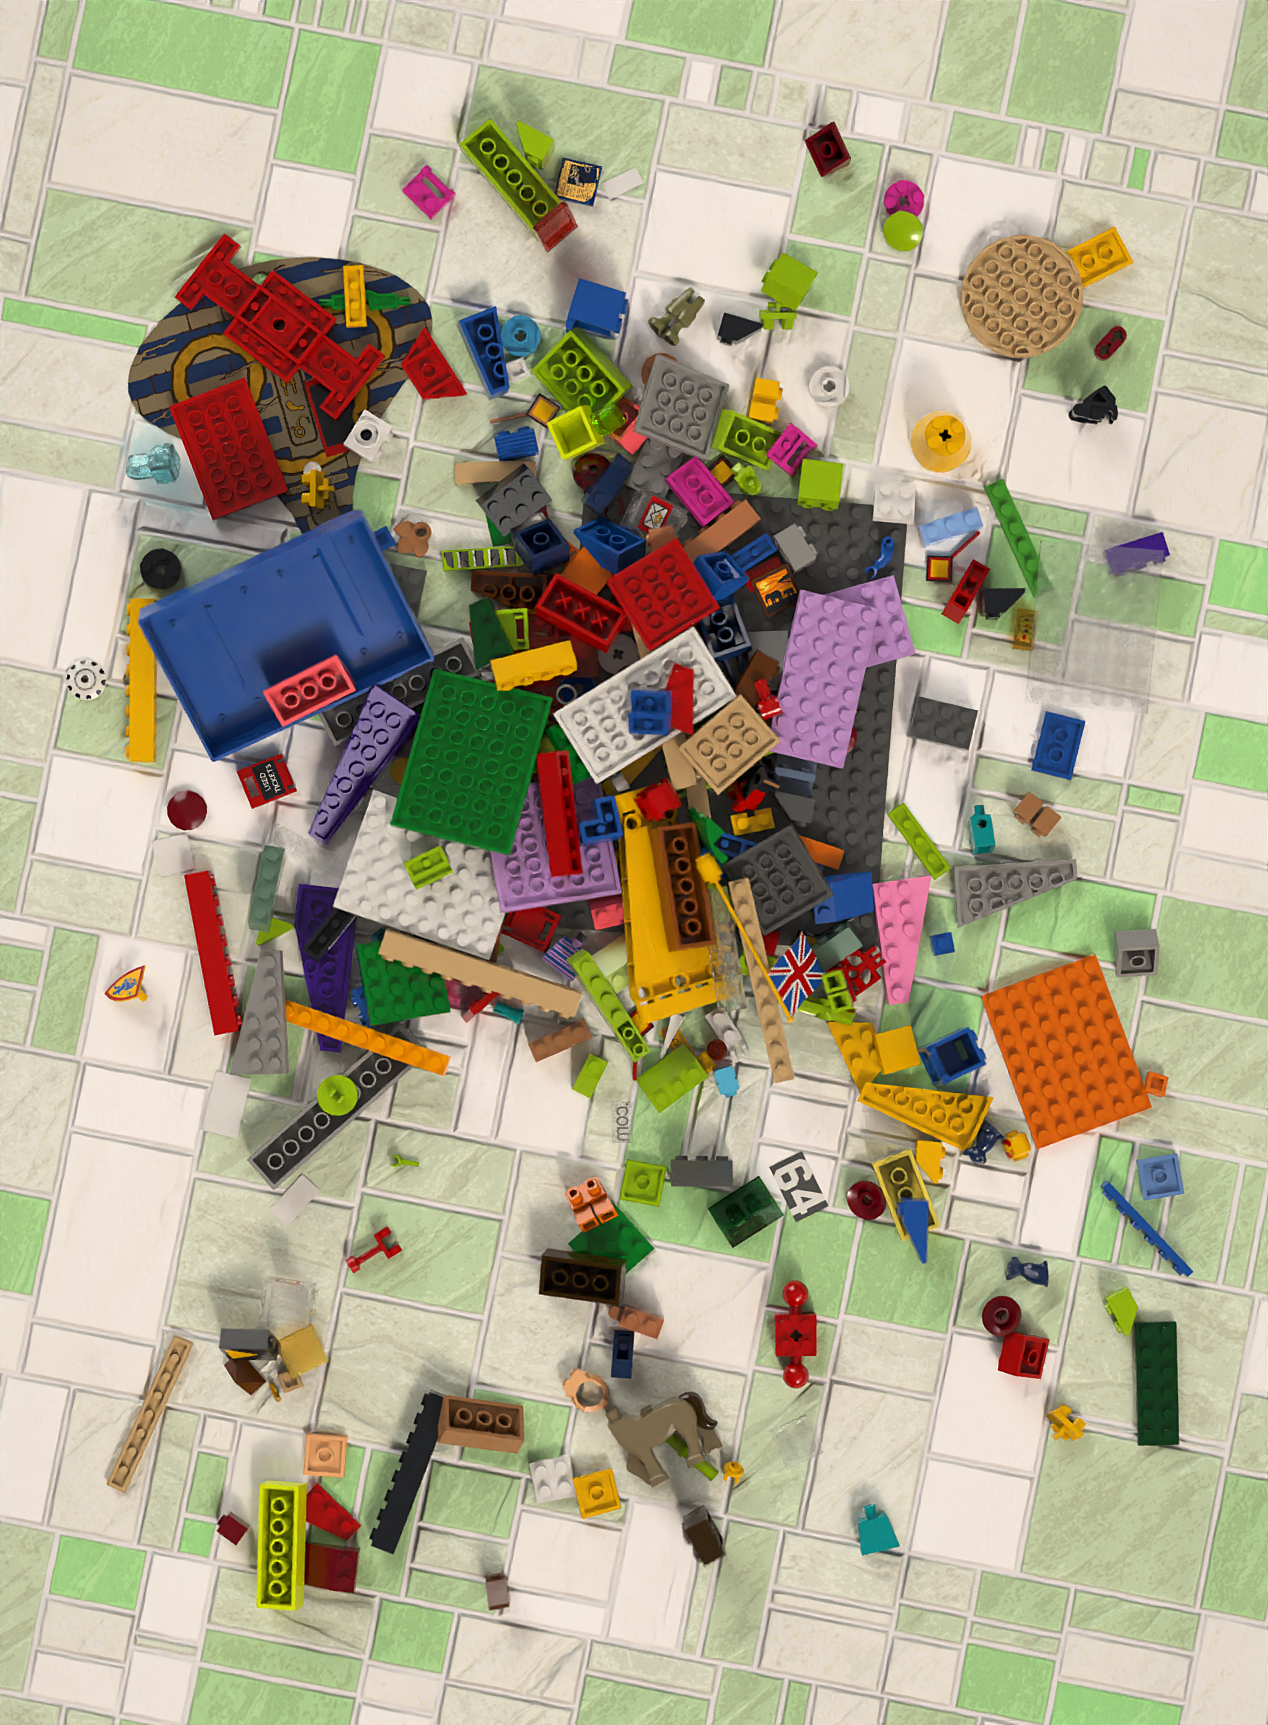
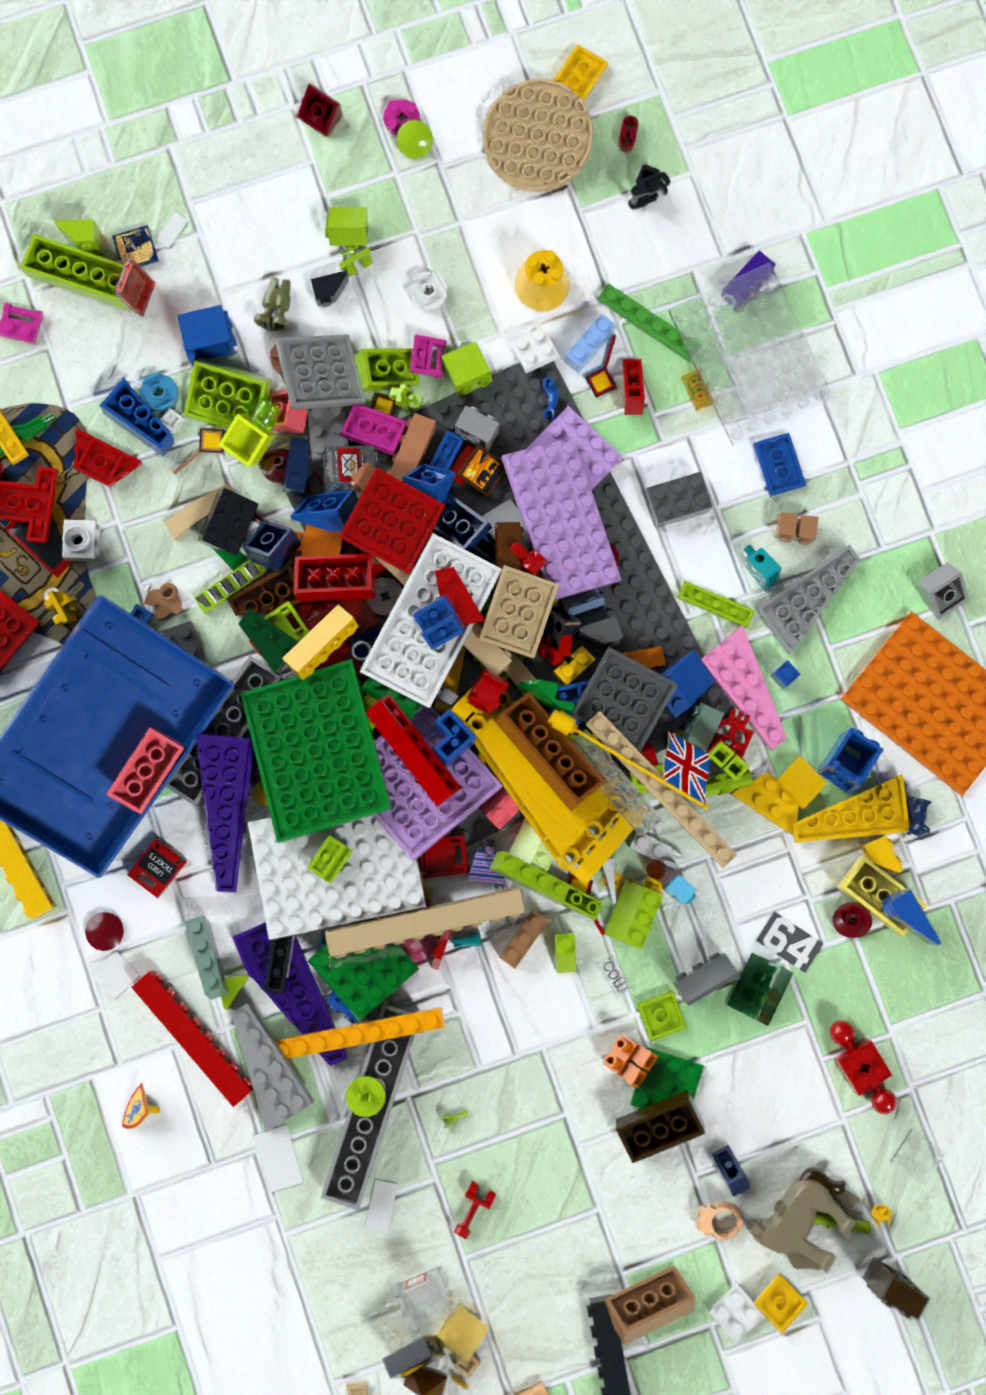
camera: 30 degrees left, 5 degrees down
(517, 444) = (205, 478): blue brick -> none
(637, 1320) = (727, 1134): nougat brick -> none
(764, 401) = (383, 329): yellow brick -> none
(997, 601) = (662, 377): black slope -> none
(1016, 1145) = (944, 802): yellow head -> none

